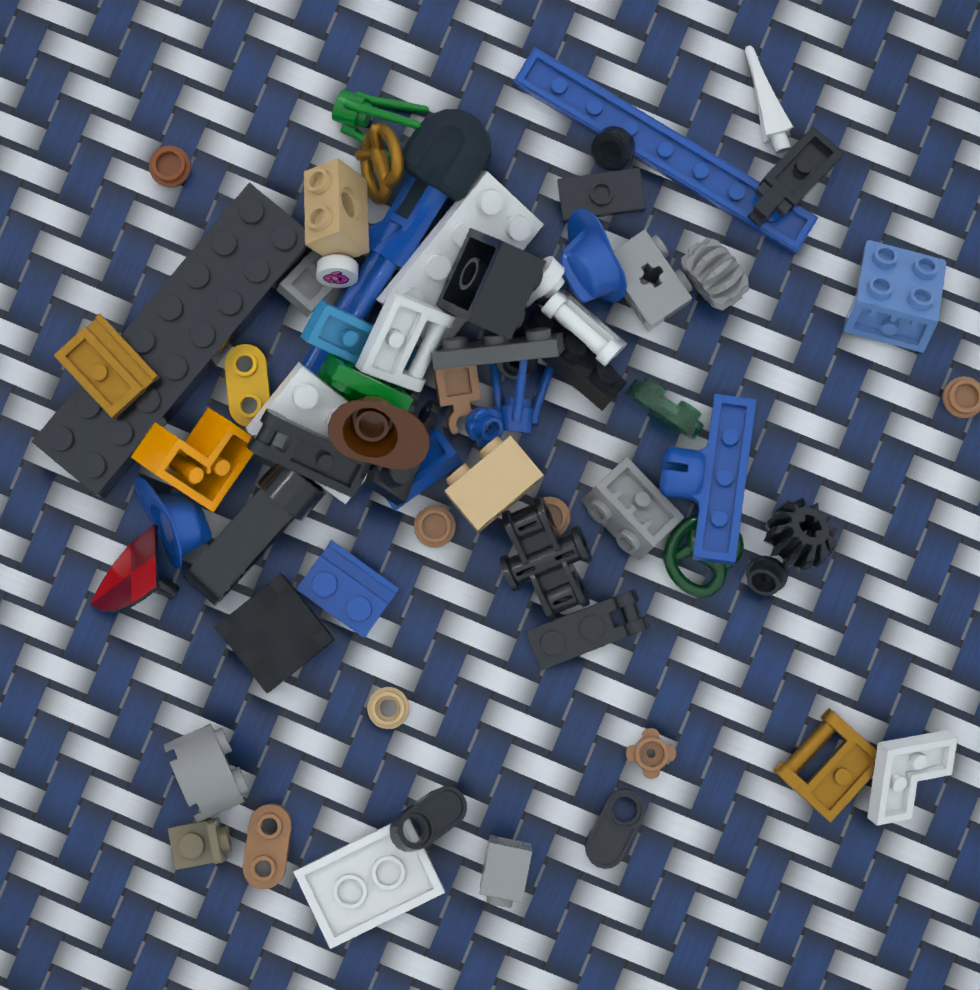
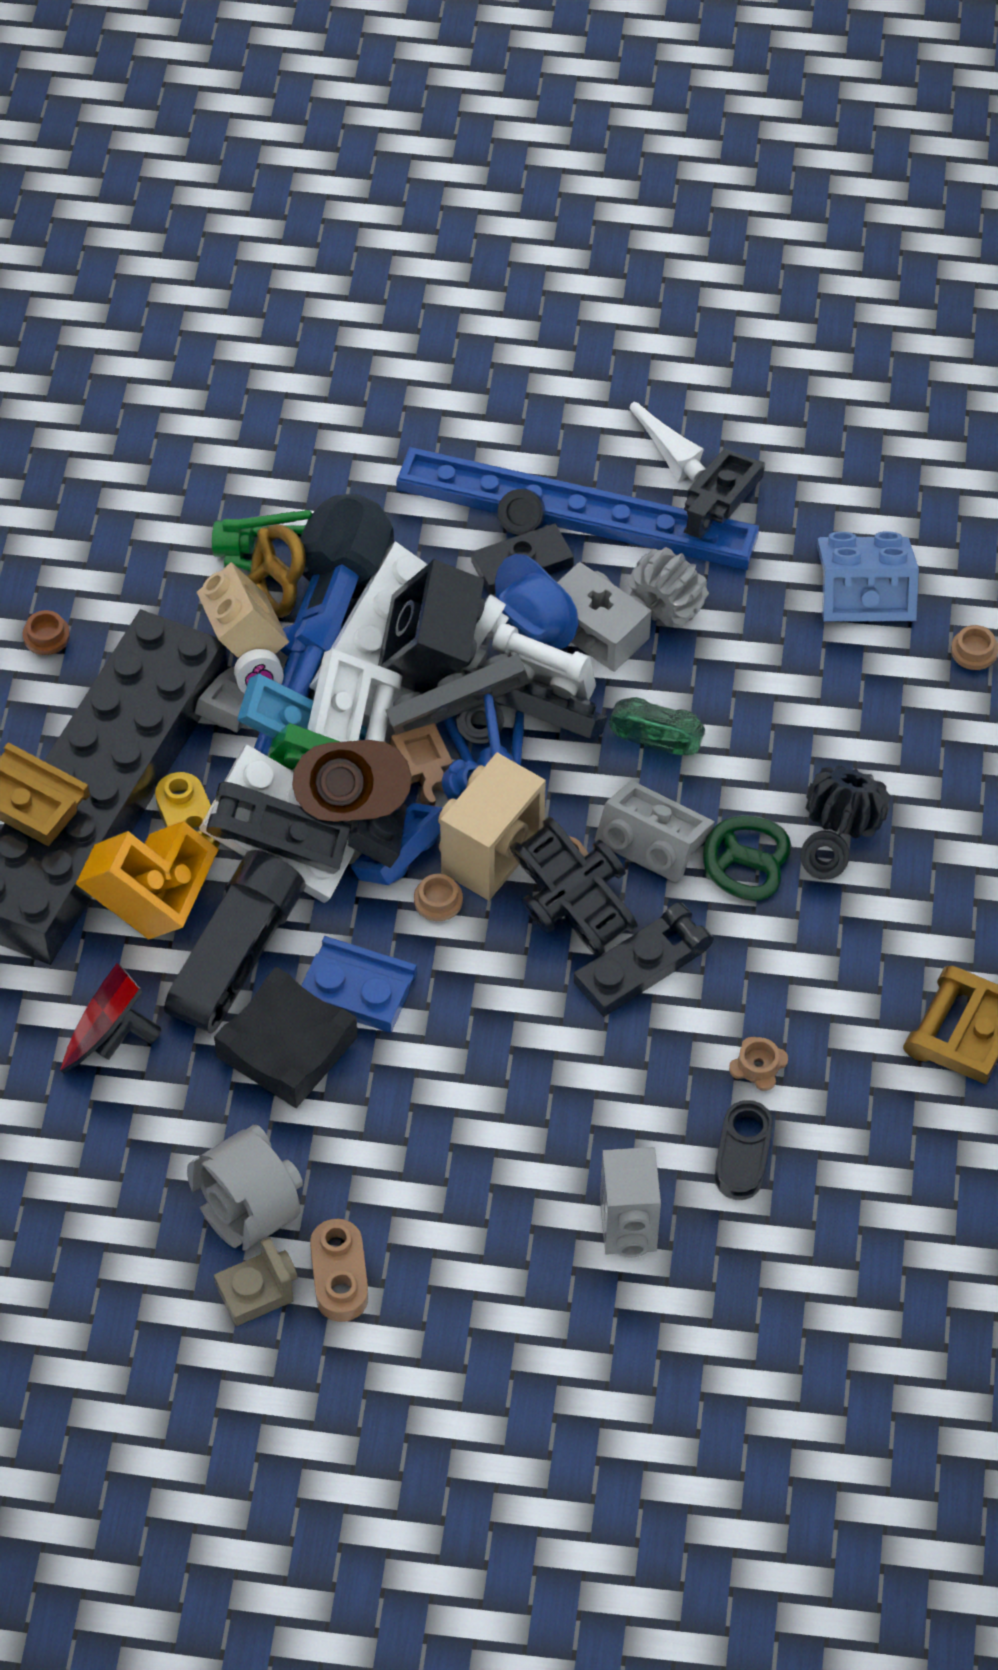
camera: 15 degrees left, 30 degrees down
(178, 519) = (138, 946): blue piece -> none
(367, 884) = (472, 1272): white plate -> none
(376, 714) = (440, 1077): tan plate -> none
(434, 813) = (529, 1173): black piece -> none
(715, 478) = (733, 774): blue plate -> none

